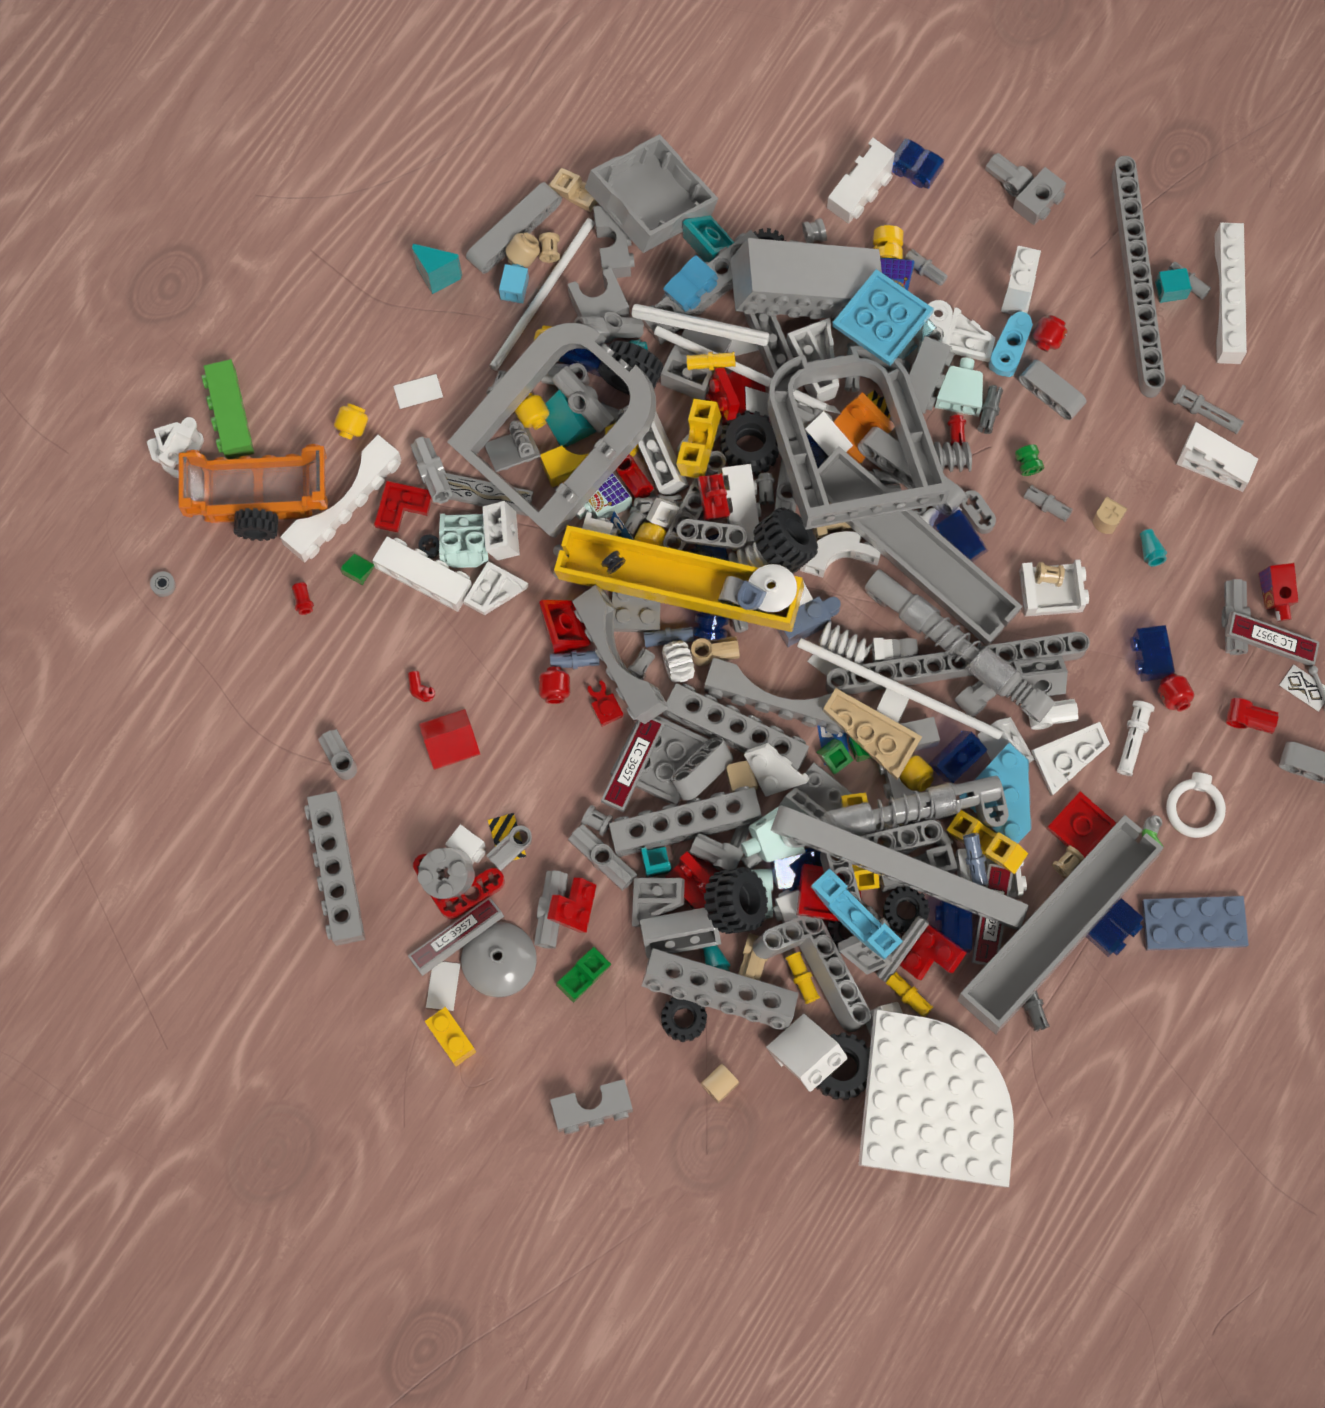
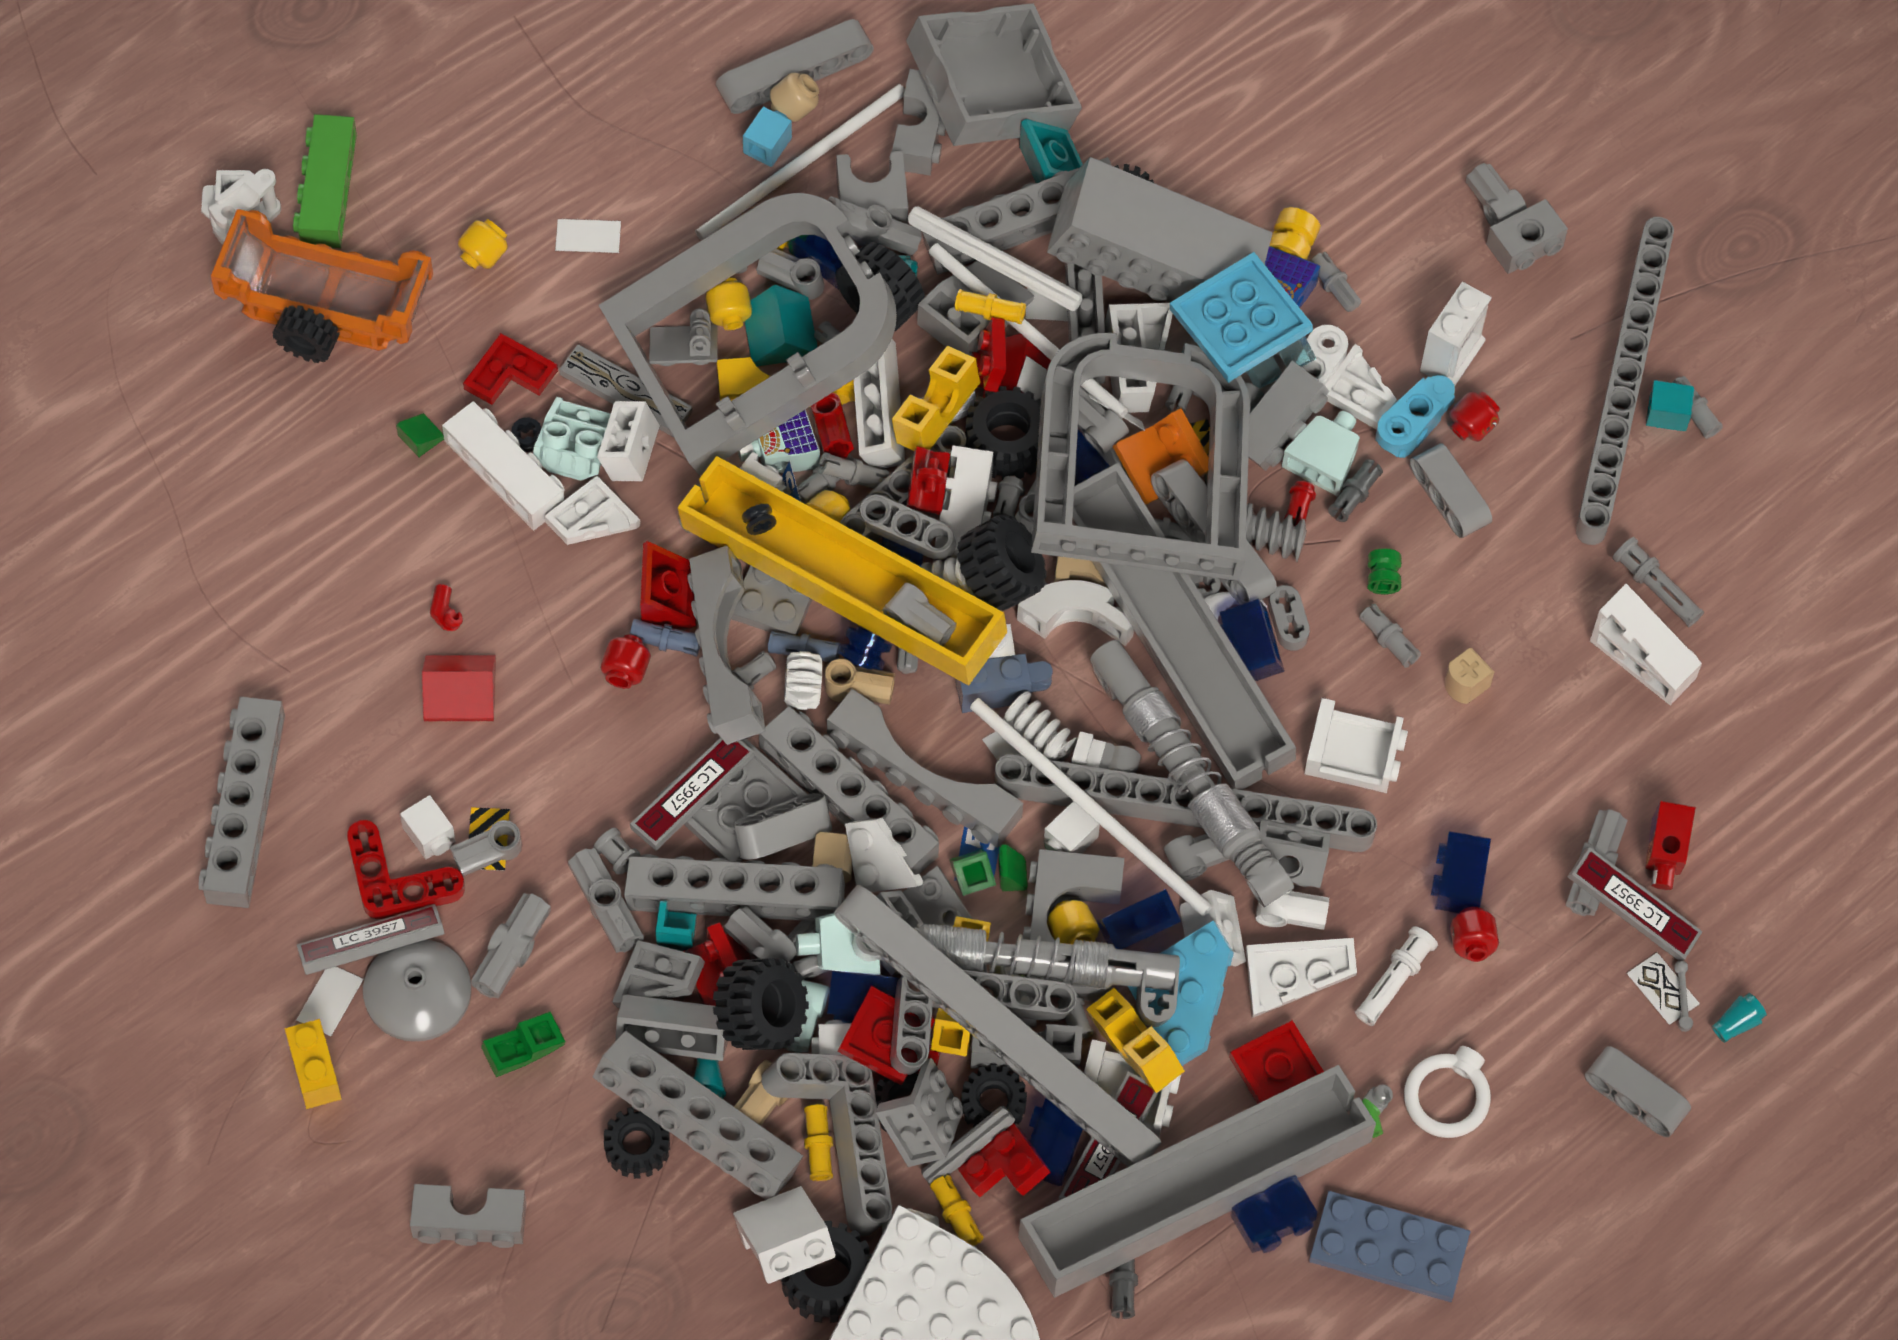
camera: 15 degrees right, 10 degrees down
(163, 584) = (155, 374): light grey tile -> none
(303, 603) = (332, 446): red pin -> none
(310, 533) = (373, 368): white arch -> none
(337, 754) = (303, 659): light grey piece -> none
(431, 470) = (565, 336): light grey piece -> none
(437, 267) = (672, 83): teal slope -> none
(459, 868) = (382, 829): light grey brick -> none
(549, 247) = (832, 105): tan bush -> none
(573, 189) = (889, 38): tan slope -> none
(574, 389) = (798, 303): light grey piece -> none
(576, 910) = (543, 955): red plate -> none
(605, 707) = (684, 711): red plate -> none
(662, 512) = (854, 483): white tile -> none
(691, 283) = (1000, 201): dark azure brick -> none
(720, 1083) = (653, 1242): tan piece -> none
(750, 596) = (924, 614): sand blue tile -> none
(784, 591) = (961, 626): white dish -> none
(814, 231) = (1200, 188): light grey wheel -> none
(828, 434) = (1113, 446): white sticker -> none
(854, 915) = (909, 1064): medium azure slope -> none
(862, 183) = (1289, 147): white wedge -> none
(877, 734) = (1035, 852): tan wing -> none
(917, 164) = (1372, 145): clear blue brick -> none
(975, 858) = (1109, 1055): sand blue pin -> none
(1049, 574) = (1355, 725): tan bush -> none
(1068, 862) = (1239, 1104): tan bush -> none
(1153, 550) = (1513, 739): teal cone -> none
(1232, 307) = (1745, 439): white arch -> none
(1245, 715) = (1561, 994): red piece -> none

